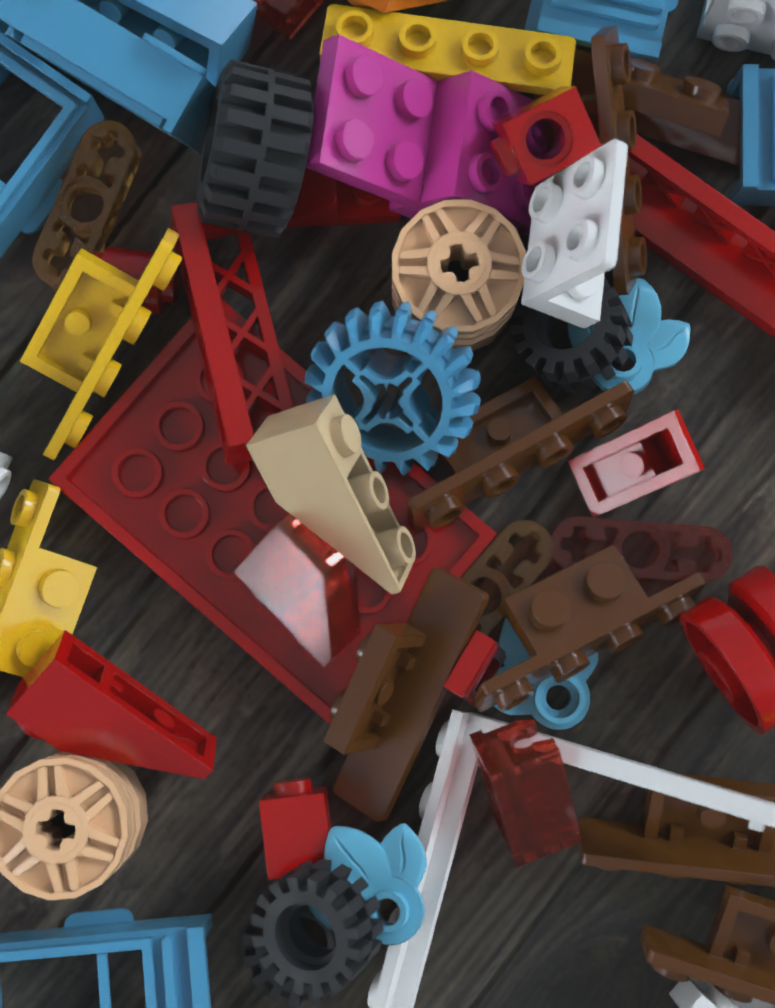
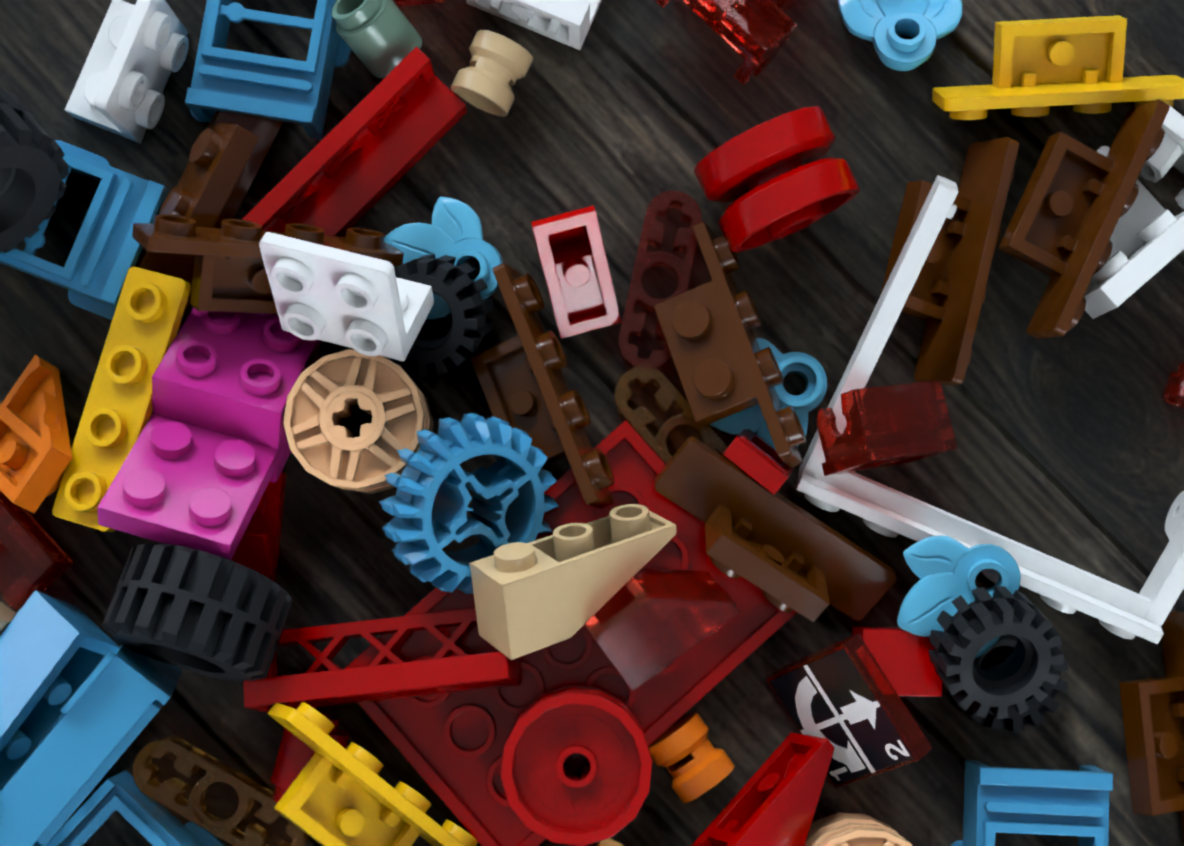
camera: 90 degrees left, 0 degrees up
(118, 516) = (602, 796): none -> red wheel
(179, 641) = (690, 758): none -> orange wheel
(251, 787) = (851, 703): none -> tile
(571, 128) = (240, 284): red brick -> none

